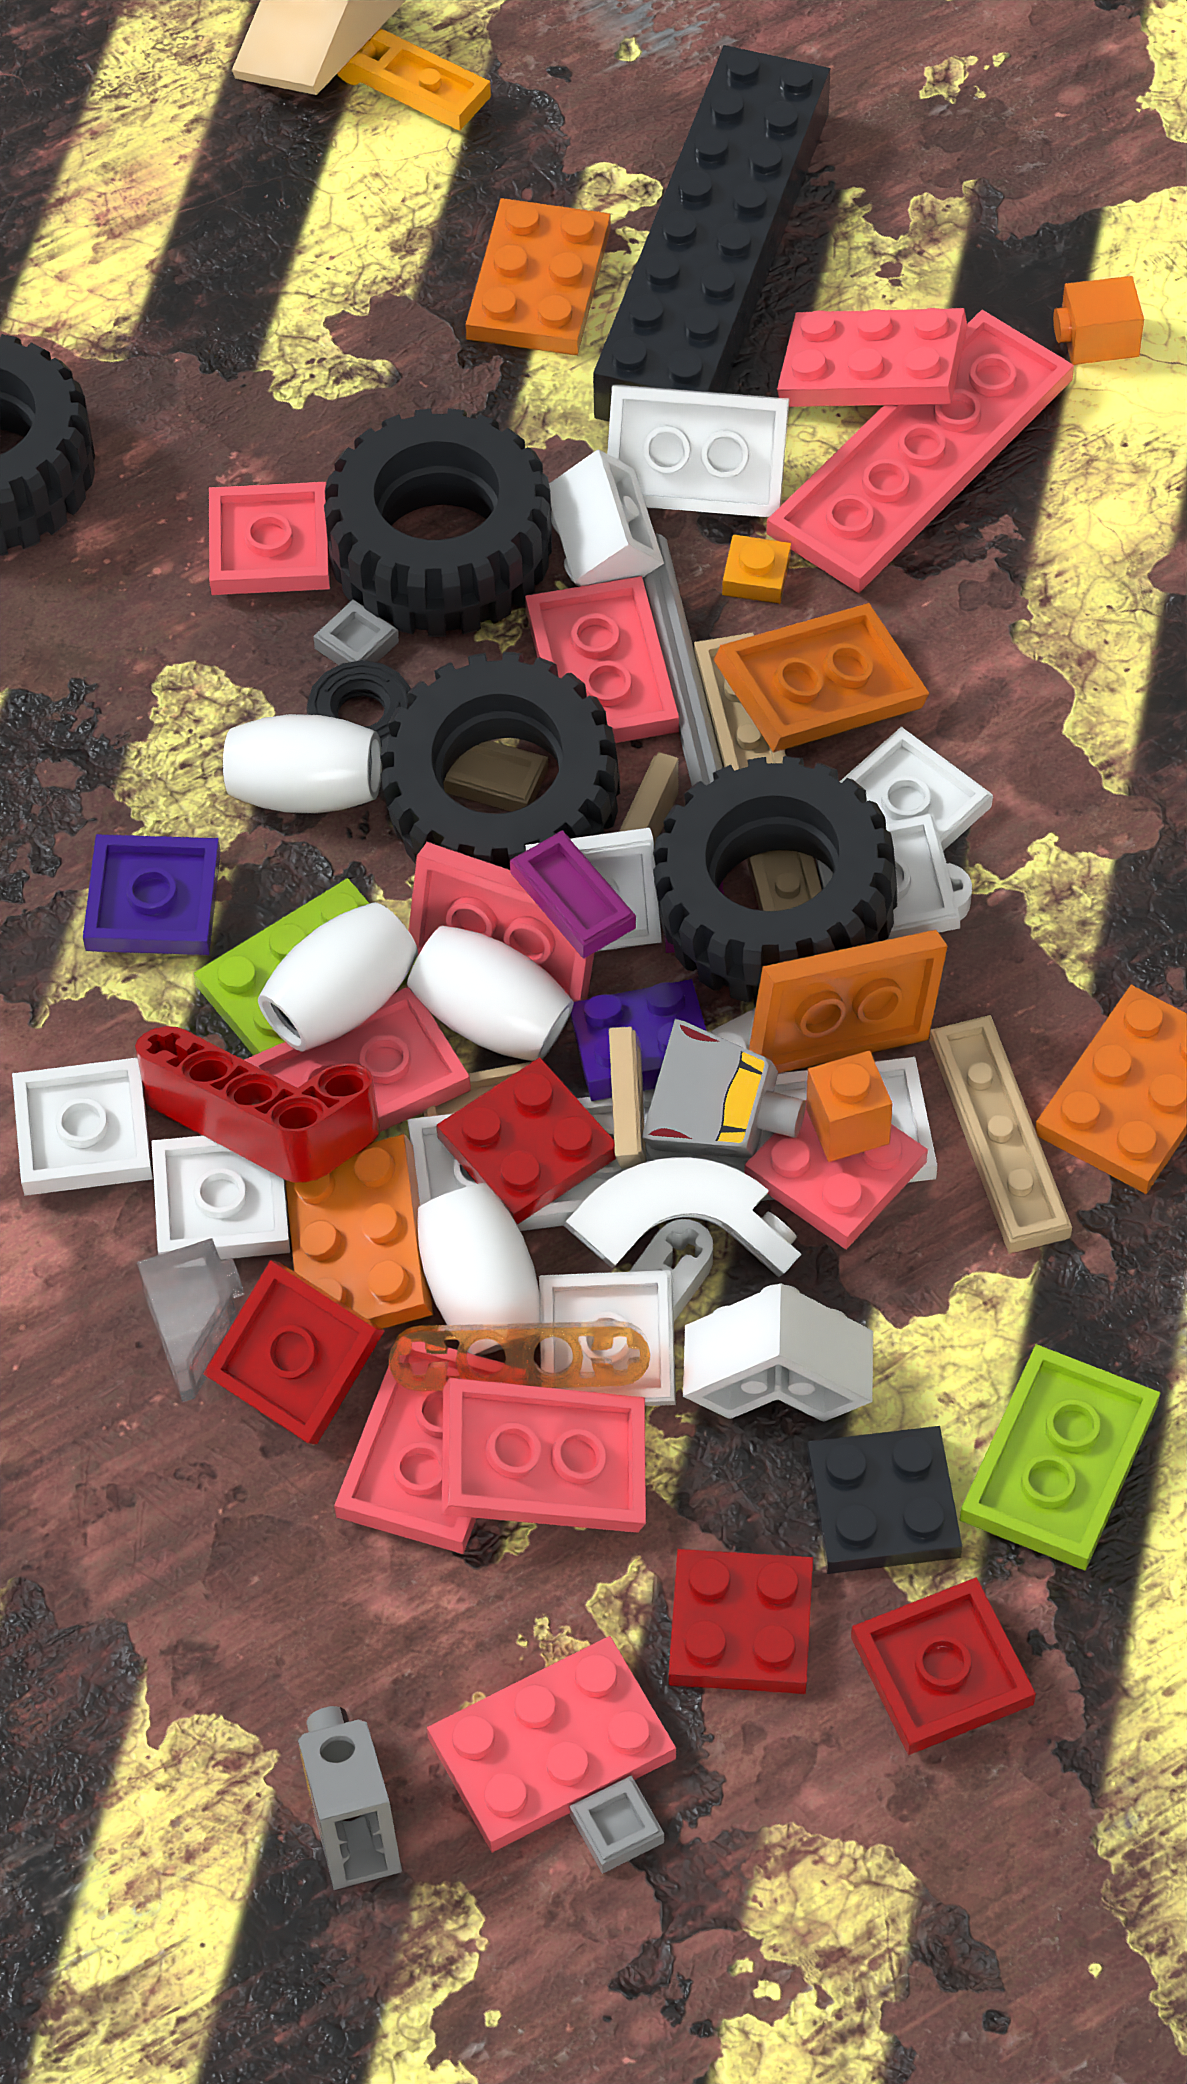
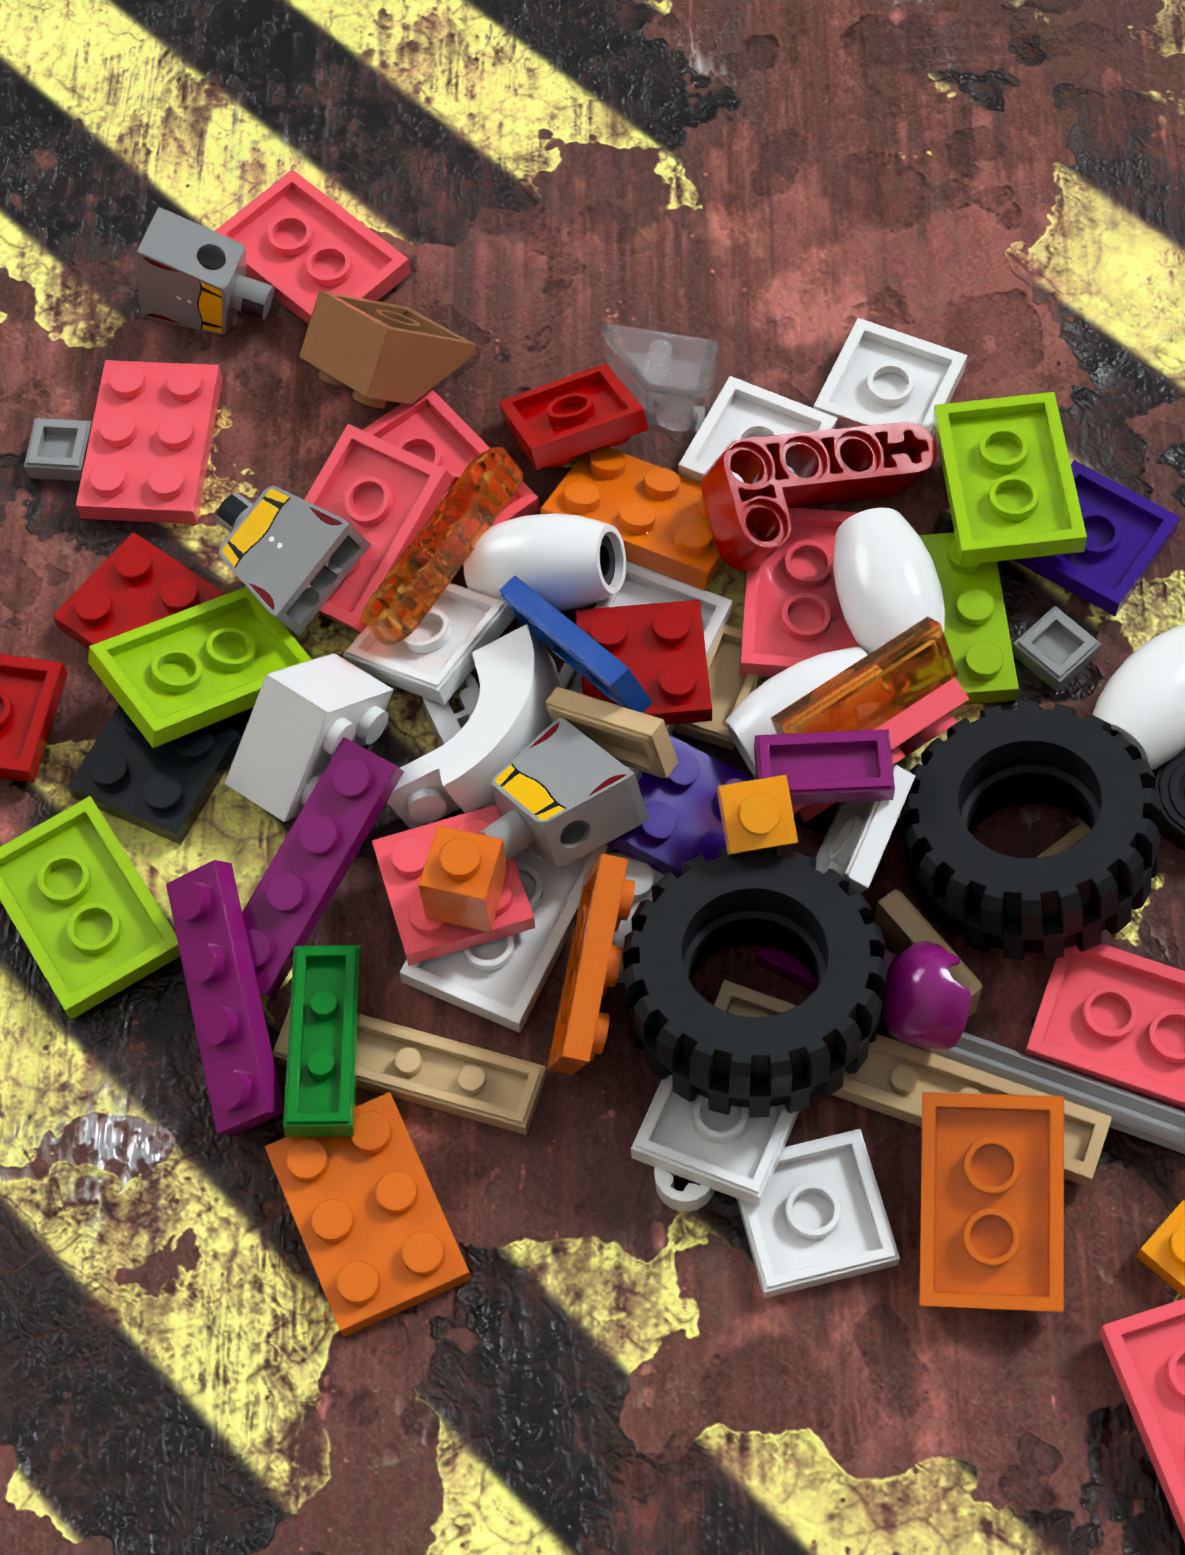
camera: 125 degrees right, 5 degrees up
(147, 960) = (1009, 478): none -> lime plate
(233, 1732) = (312, 244): none -> coral plate
(281, 879) = (1056, 648): none -> light grey tile
(322, 1558) = (380, 349): none -> medium nougat slope
(470, 920) = (875, 685): none -> clear orange tile
(570, 1159) = (574, 646): none -> blue tile
(618, 1476) = (288, 552): none -> light grey torso
(657, 902) = (757, 814): none -> light orange plate
(694, 760) = (923, 999): none -> magenta hair
(774, 1492) = (195, 664): none -> lime plate
(903, 1281) = (315, 858): none -> magenta plate
(1035, 1182) = (323, 1041): none -> green tile
(1055, 1278) = (224, 998): none -> magenta plate

